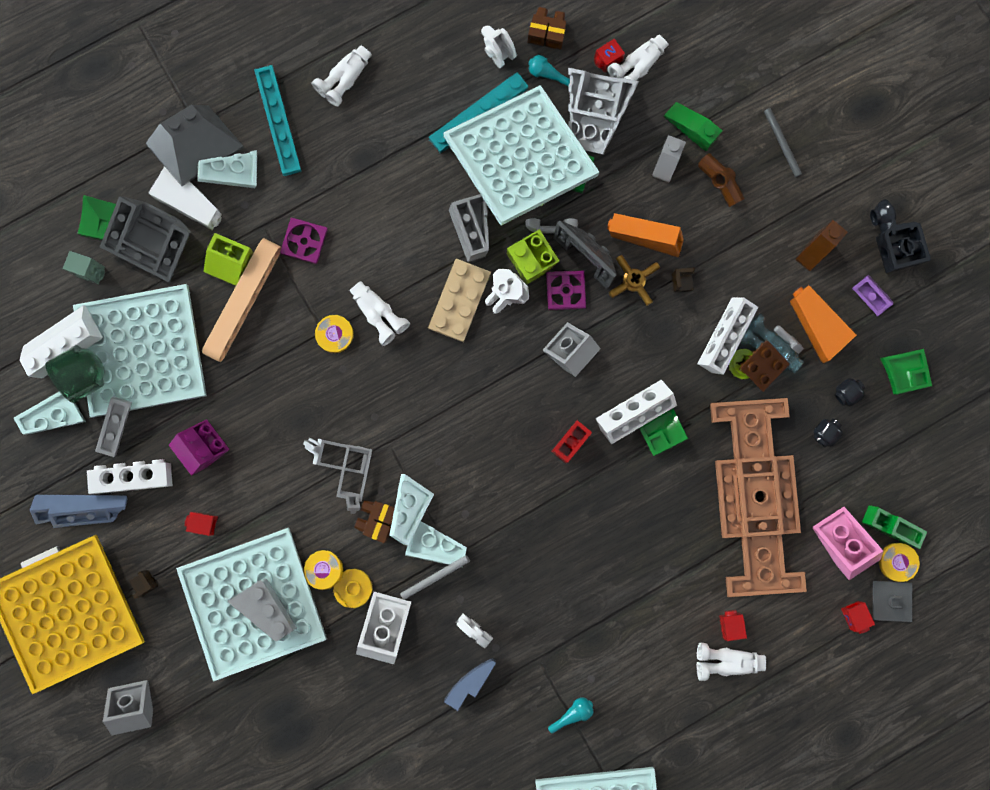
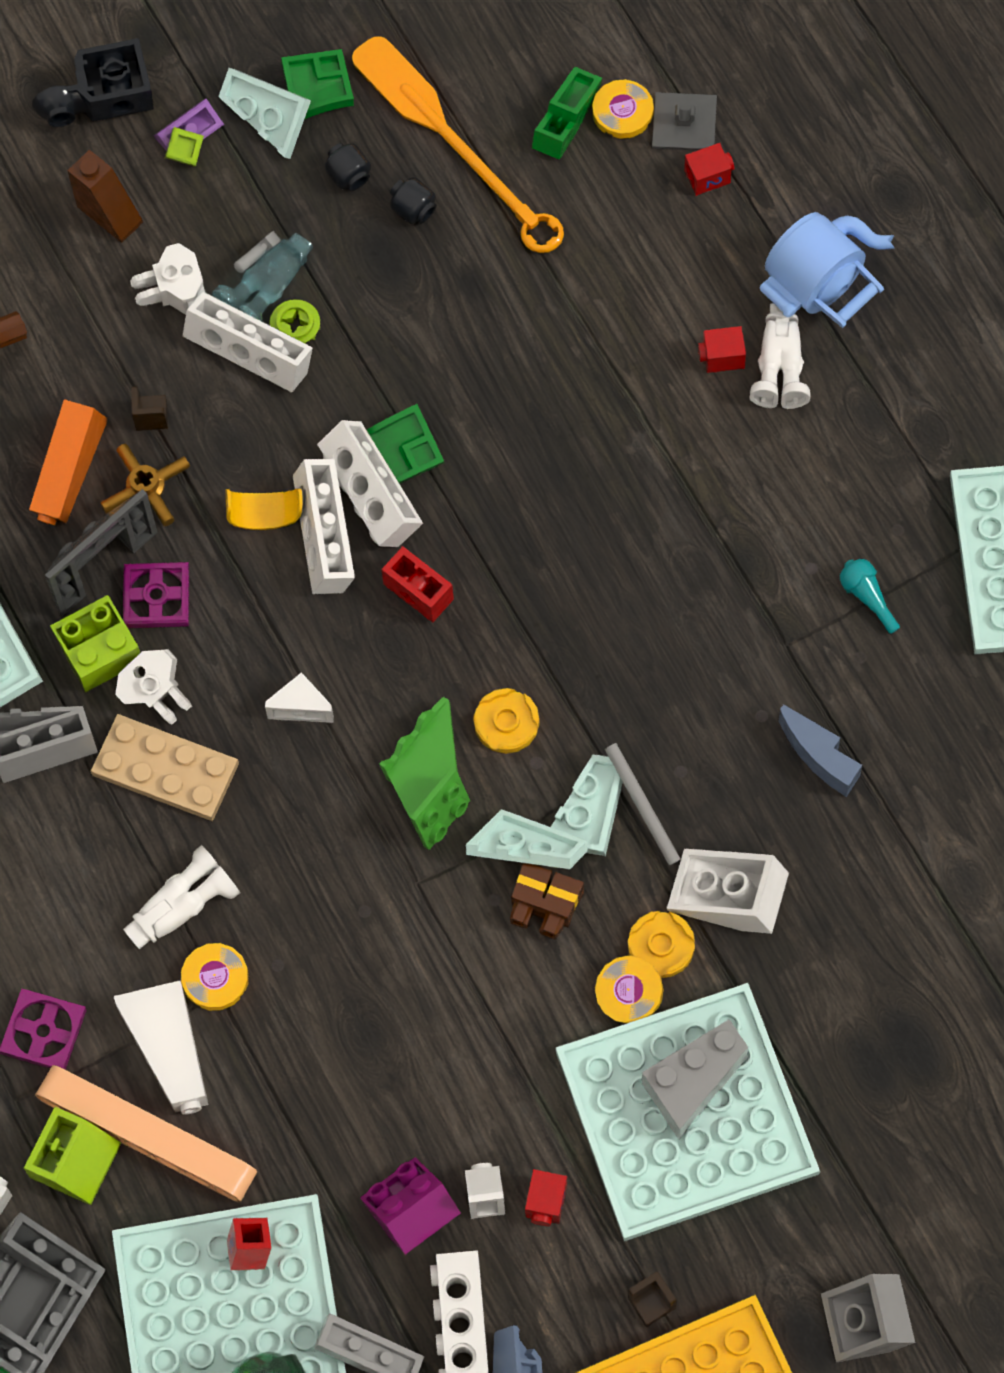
camera: 80 degrees left, 15 degrees down
(168, 358) = (249, 1243): none -> red brick
(202, 488) = (484, 1190): none -> white slope
(292, 309) = (165, 1037): none -> white slope
(317, 451) = (422, 996): light grey sword -> none
(349, 496) = (502, 946): light grey sword -> none
(453, 450) = (428, 775): none -> bright green piece
(473, 630) = (735, 735): white plate -> none
(490, 496) = (506, 721): none -> yellow tile
(498, 375) = (299, 702): none -> white slope
(534, 224) = (42, 641): light grey bar -> none
(572, 349) = (258, 584): light grey slope -> none
(608, 385) = (324, 527): none -> white brick
(621, 348) = (263, 510): none -> yellow piece
(760, 522) = (476, 306): nougat piece -> none
(764, 365) = (299, 287): reddish brown hinge -> none
(768, 292) = (176, 277): none -> white hinge
(788, 689) = (819, 263): none -> light blue piece
(823, 326) = (233, 204): orange slope -> none
(848, 543) = (591, 178): bright pink slope -> none
(859, 292) = (184, 146): none -> lime tile
(889, 341) = (268, 108): none -> light aqua wing
(897, 434) = (419, 103): none -> light orange piece

